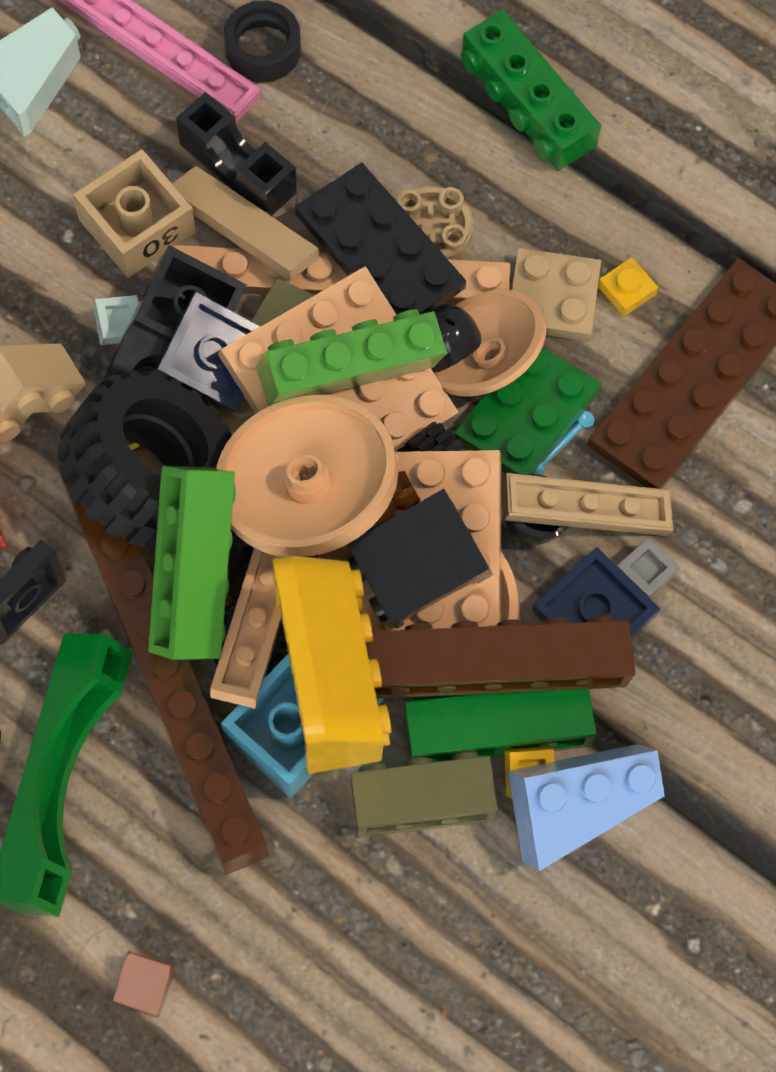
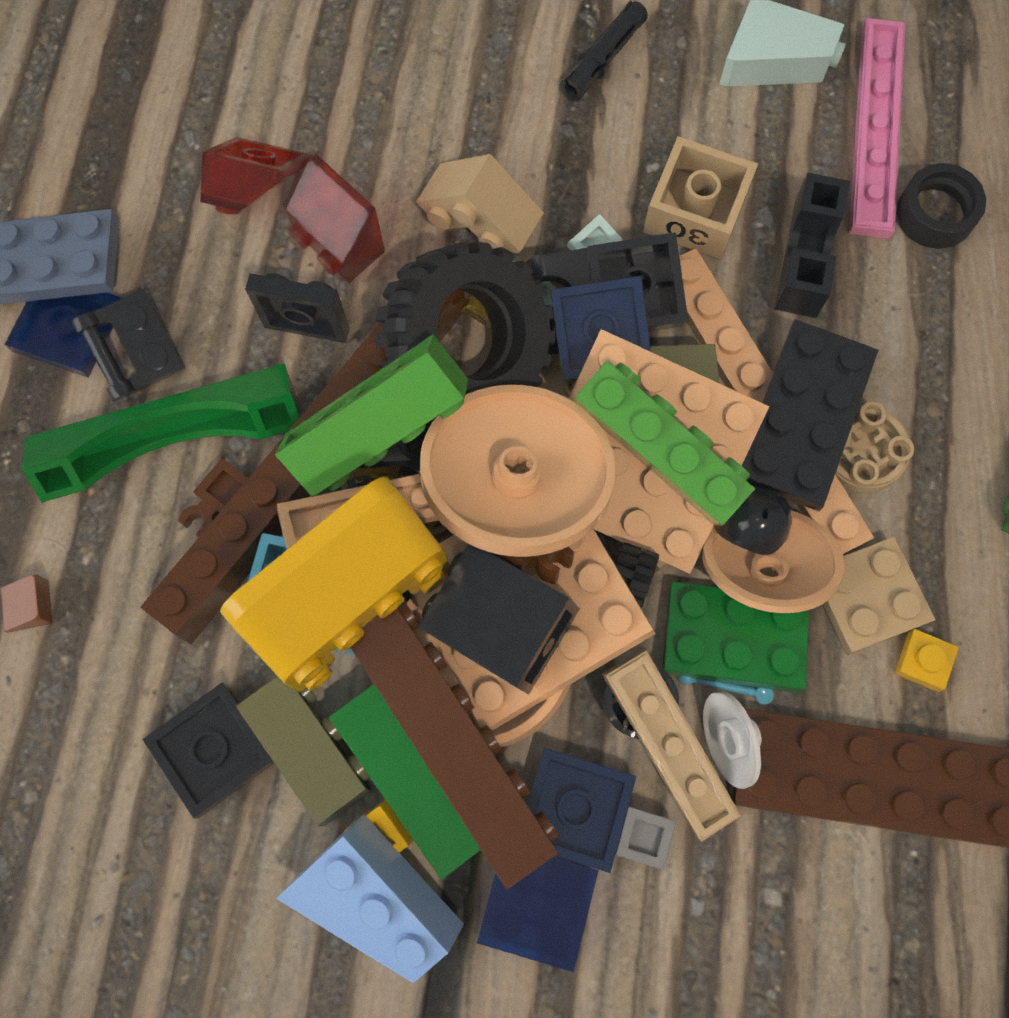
camera: 65 degrees right, 5 degrees up
(149, 756) = (215, 493): none -> reddish brown plate
(246, 224) = (752, 290): tan tile -> none
(378, 878) = (208, 751): none -> black plate
(609, 456) = (732, 739): none -> white dish
(665, 681) = (541, 913): none -> clear blue plate

